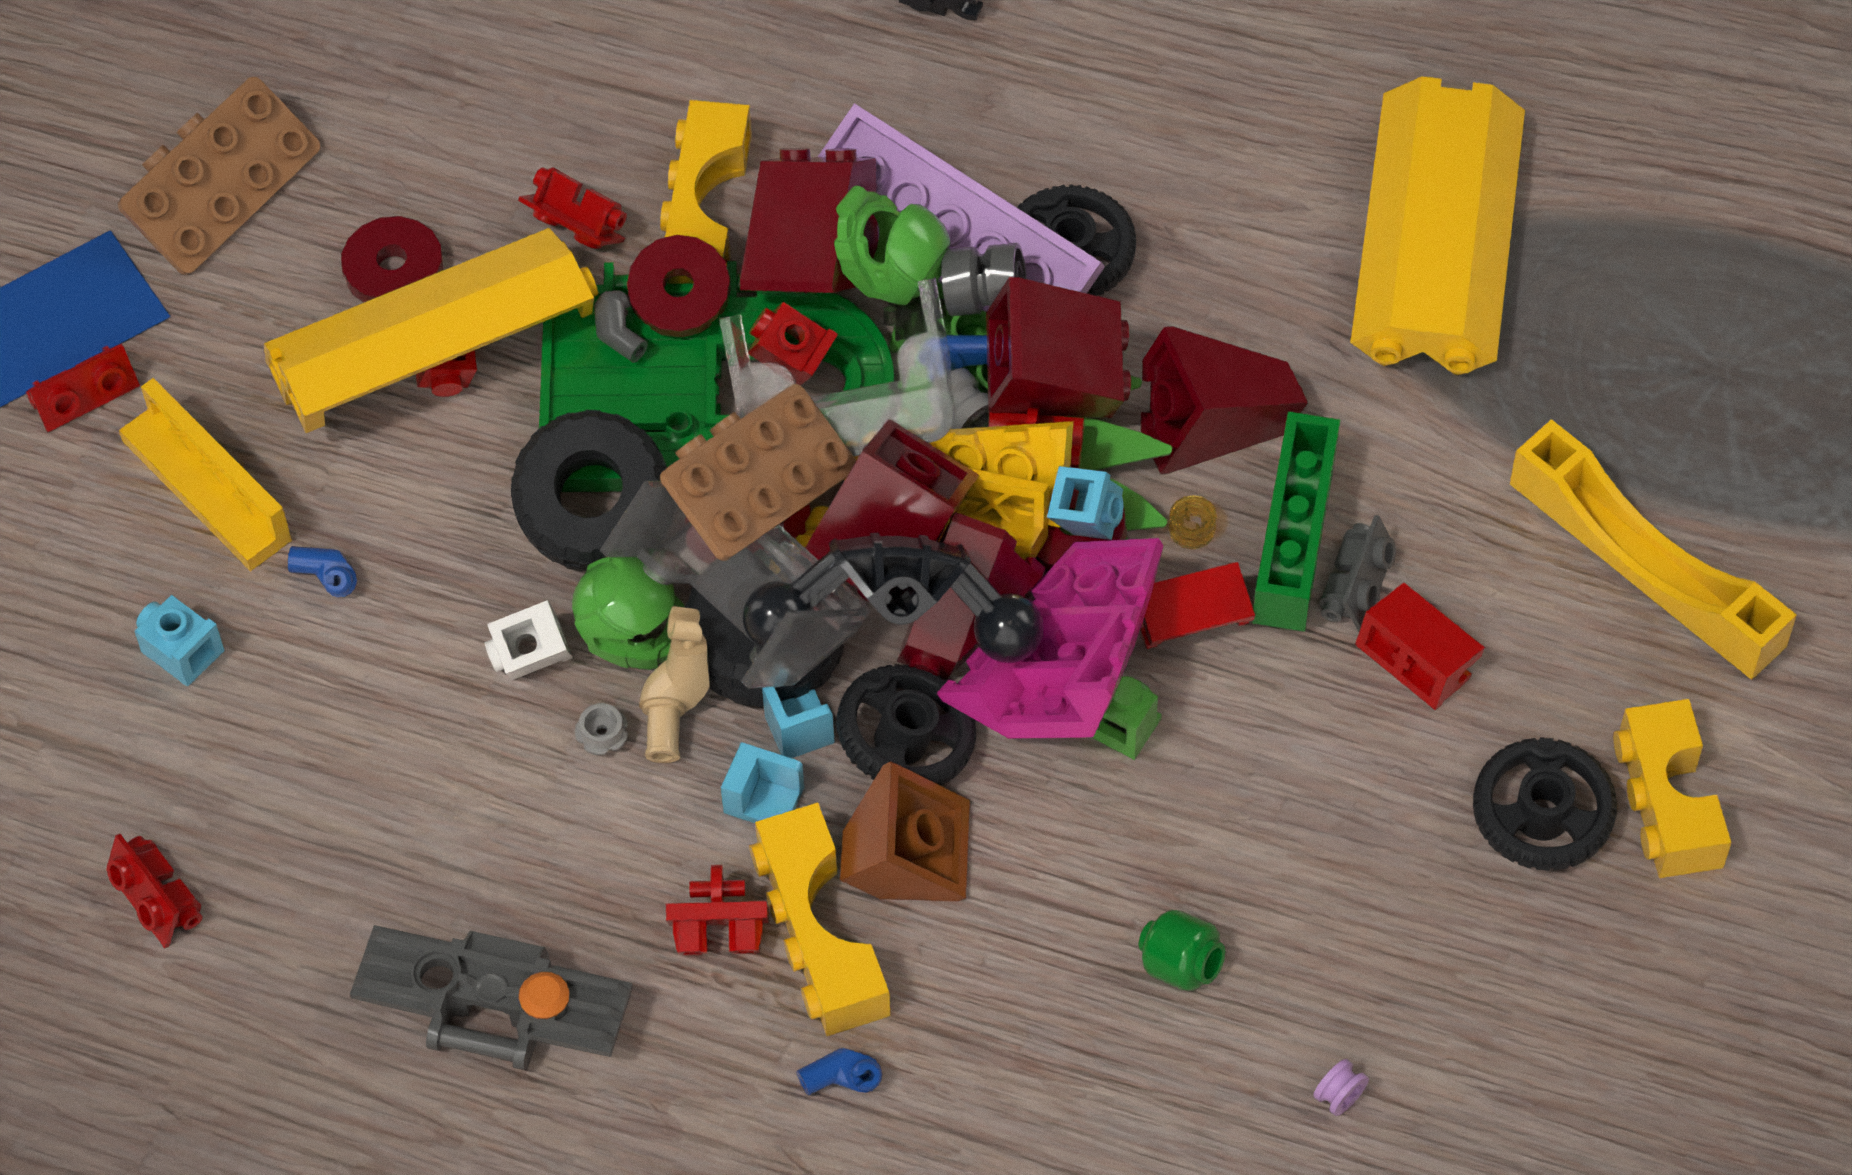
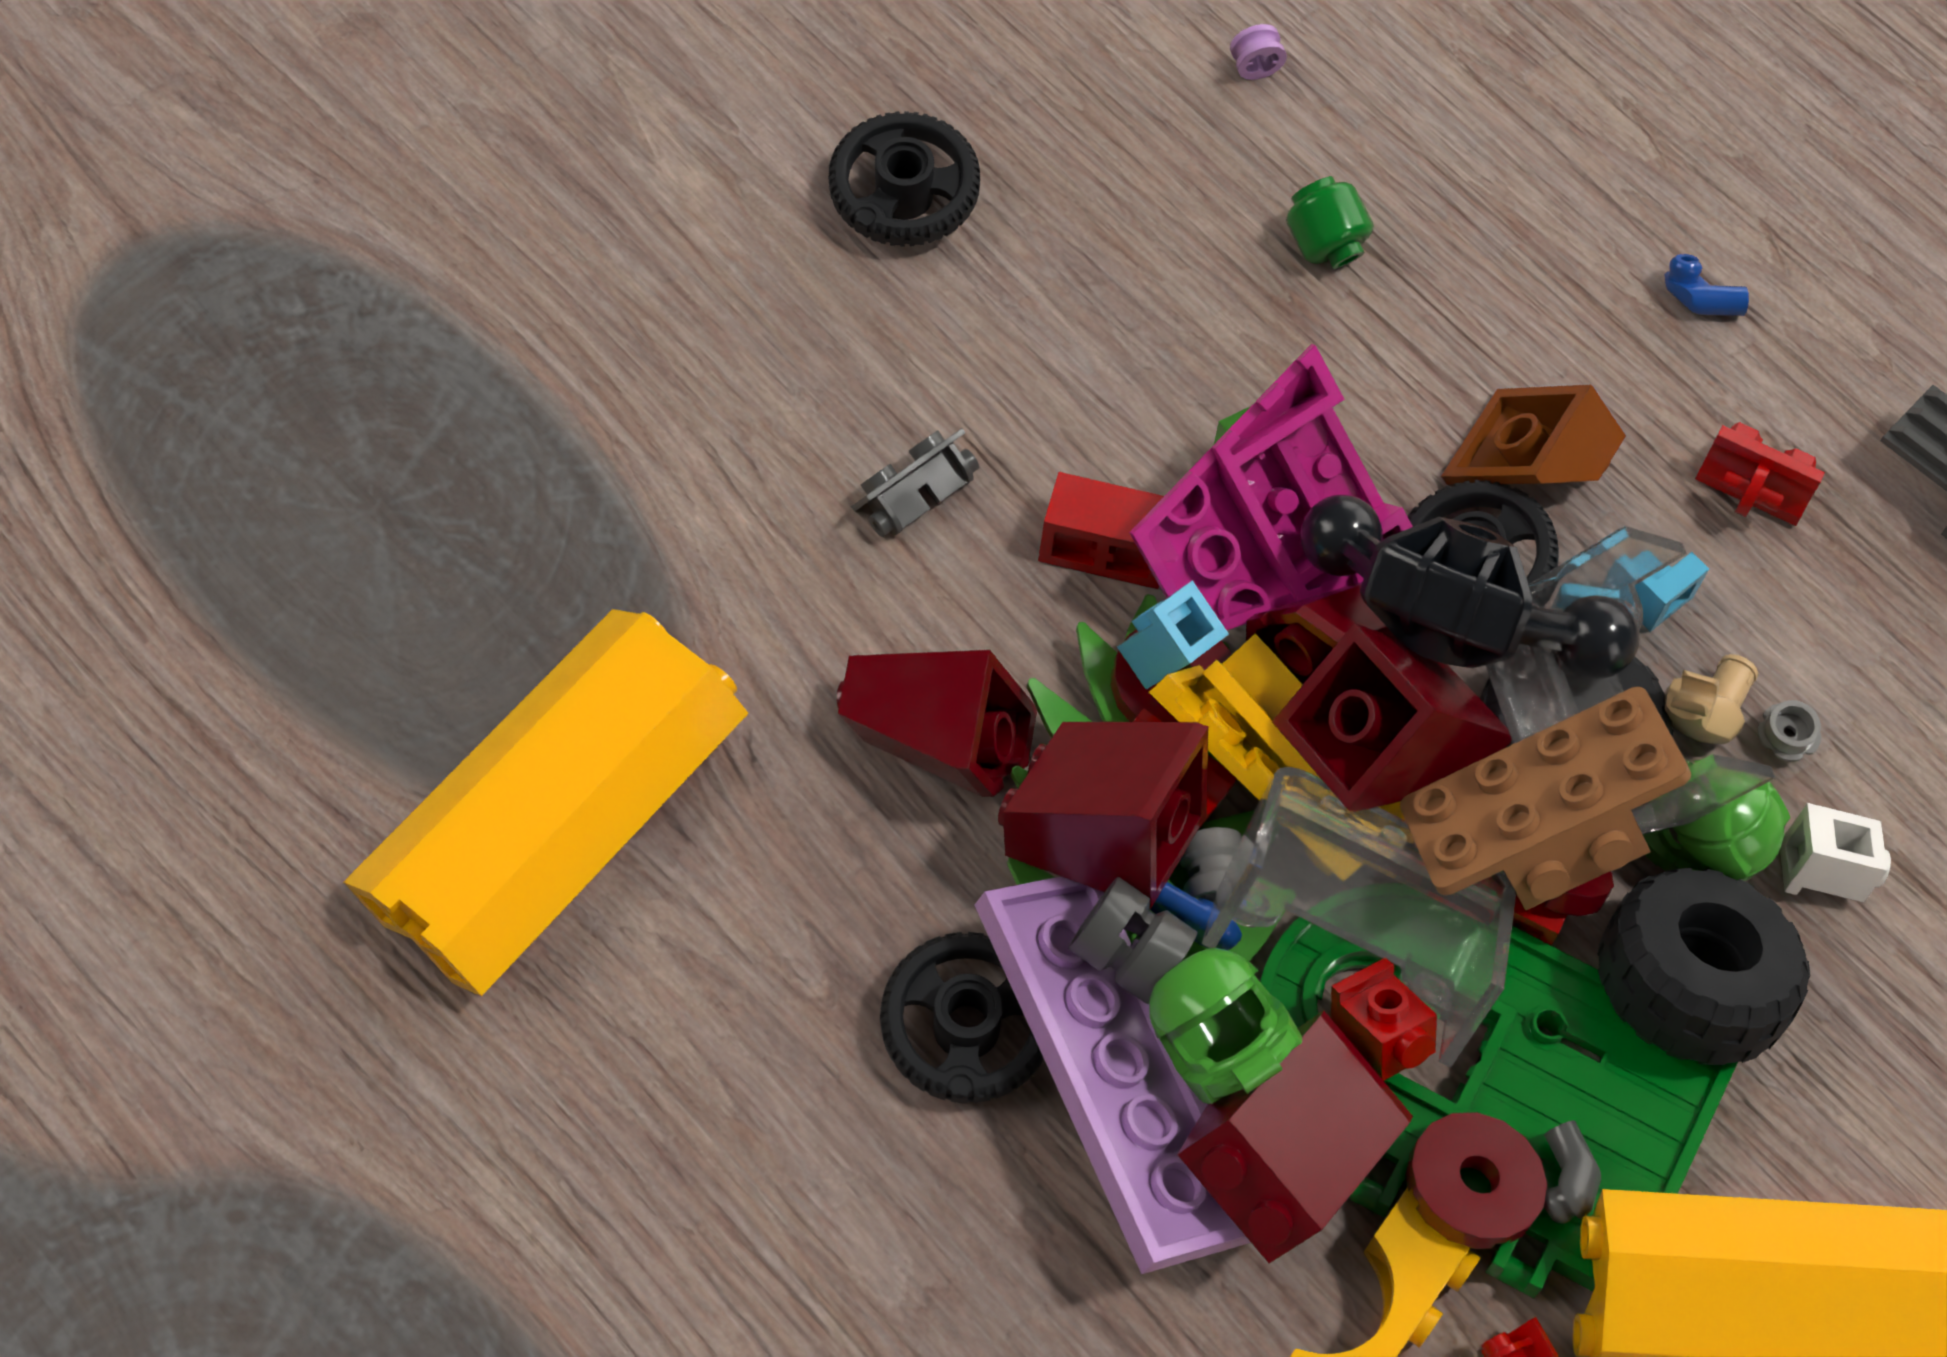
camera: 155 degrees left, 5 degrees up
(841, 975) = (1666, 362): yellow arch -> none
(1187, 507) = (1047, 610): clear yellow bush -> none
(1296, 521) = (948, 543): green brick -> none
(1418, 645) = (908, 376): red hinge -> none
(1678, 829) = (764, 171): yellow arch -> none
(1721, 609) = (623, 336): yellow arch -> none

